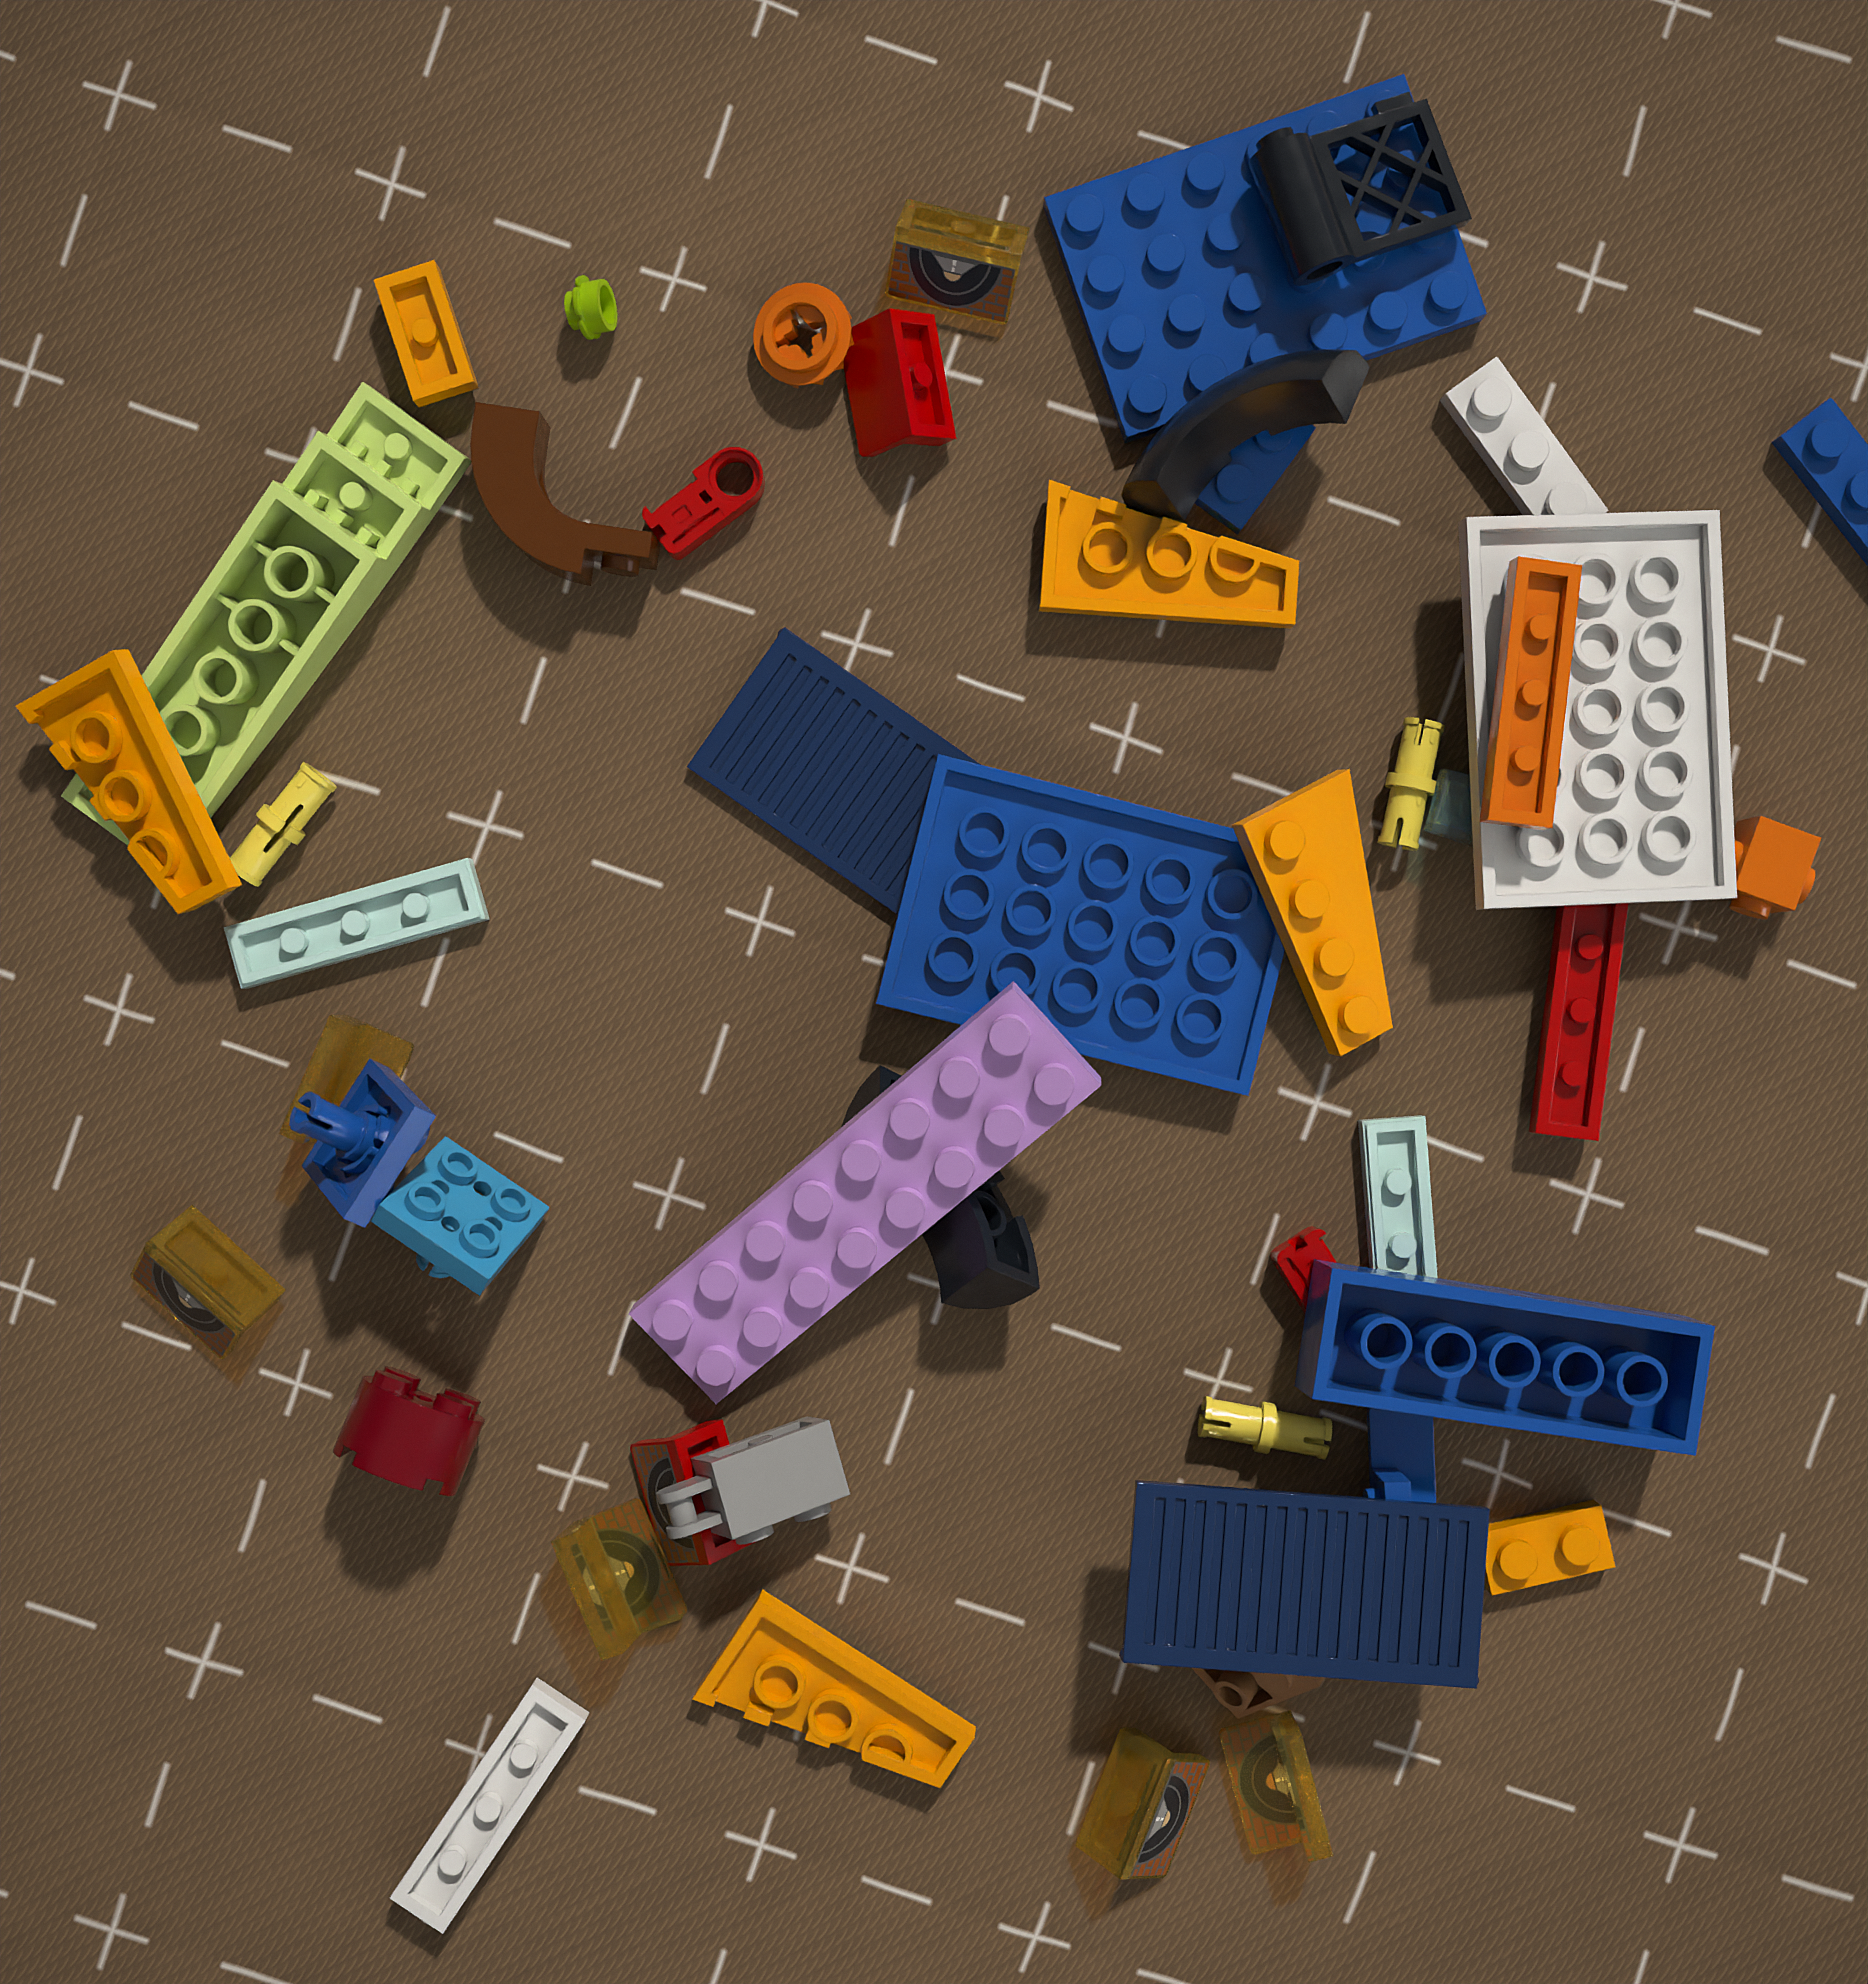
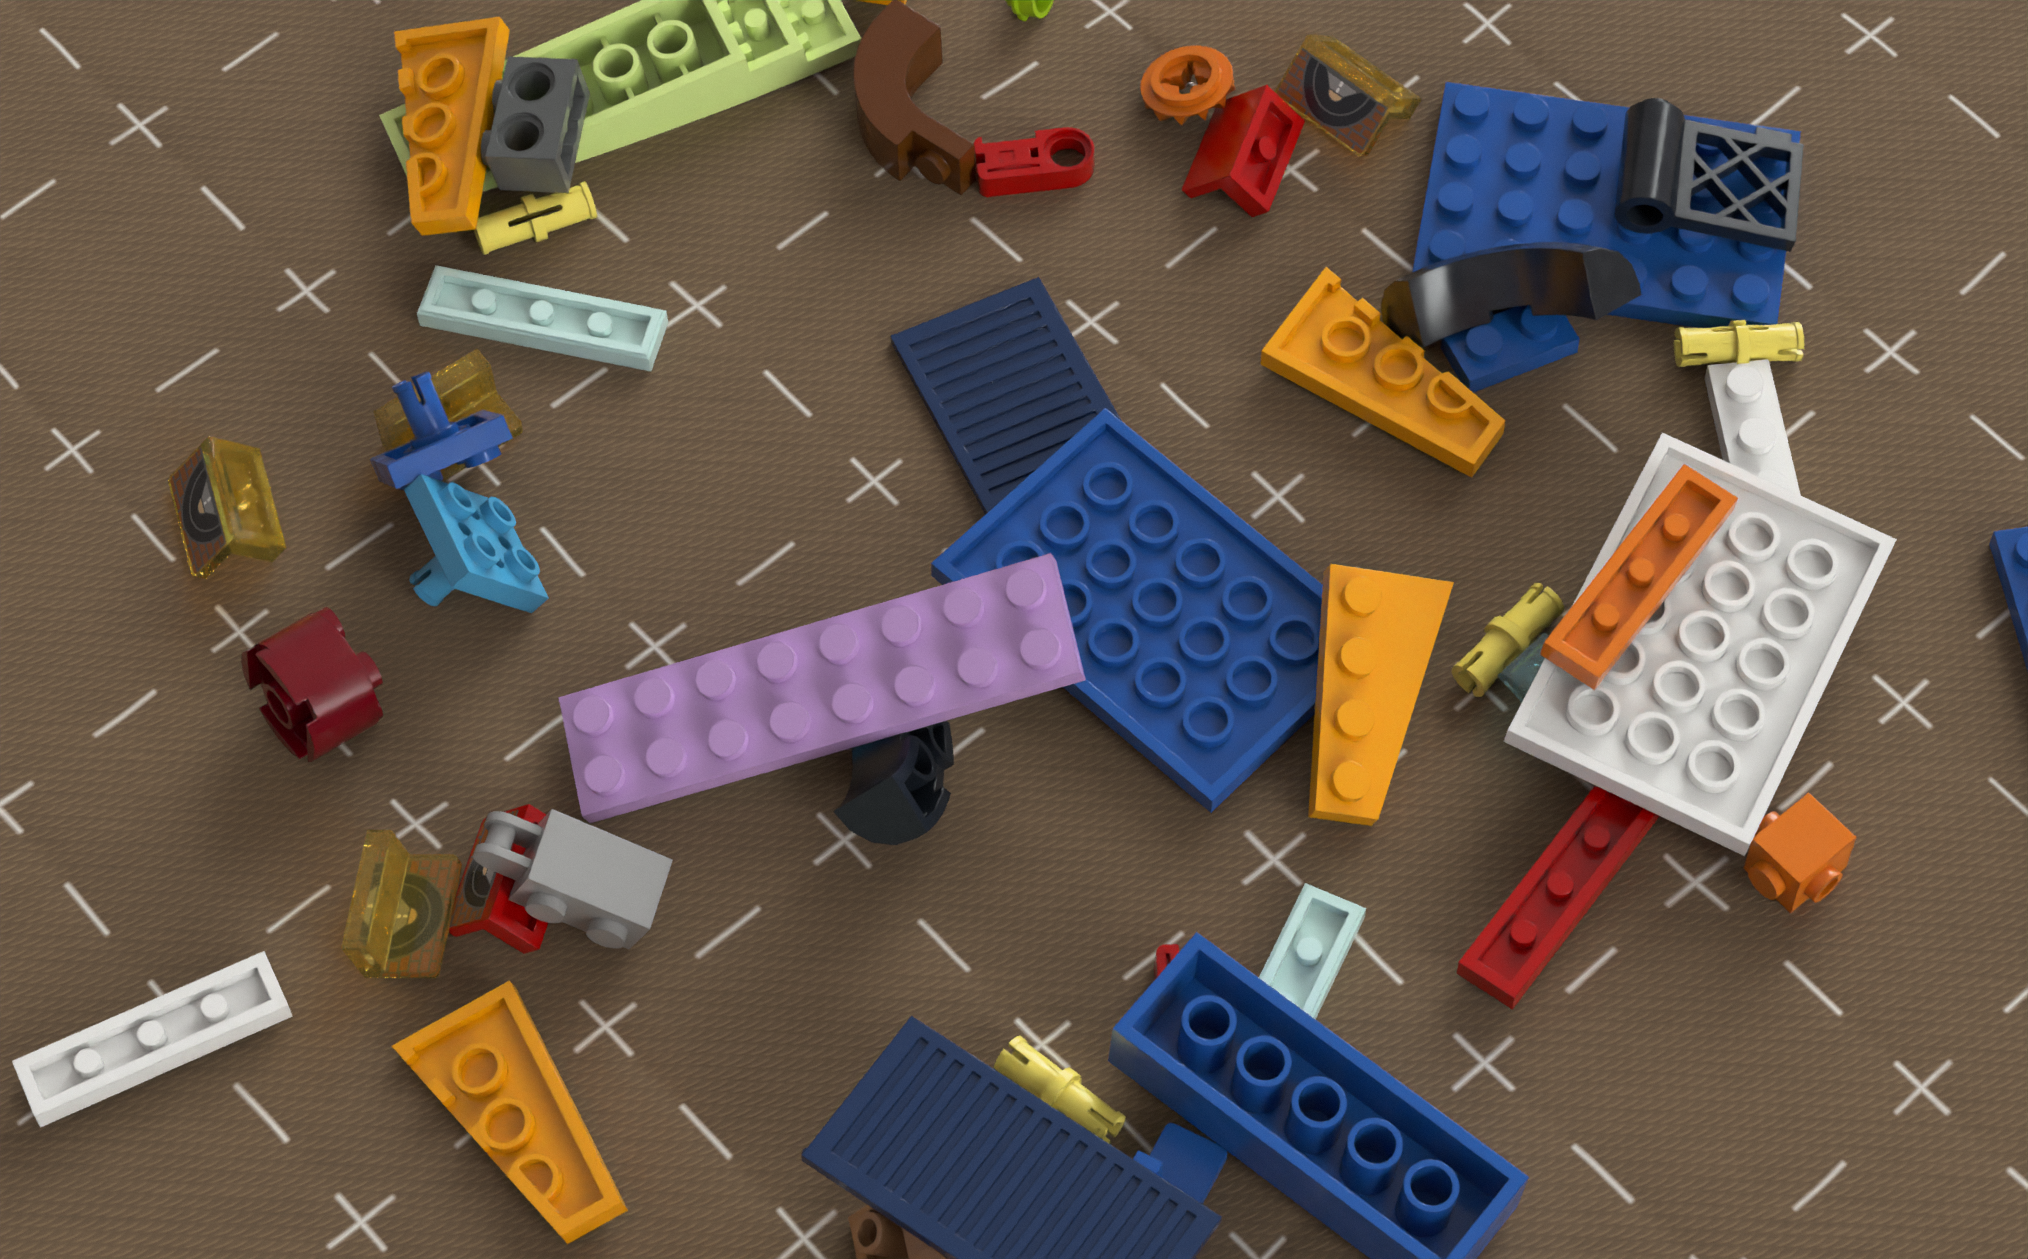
camera: 30 degrees right, 30 degrees down
(241, 737) = (536, 124): none -> dark grey brick
(1462, 353) = (1738, 343): none -> light yellow pin

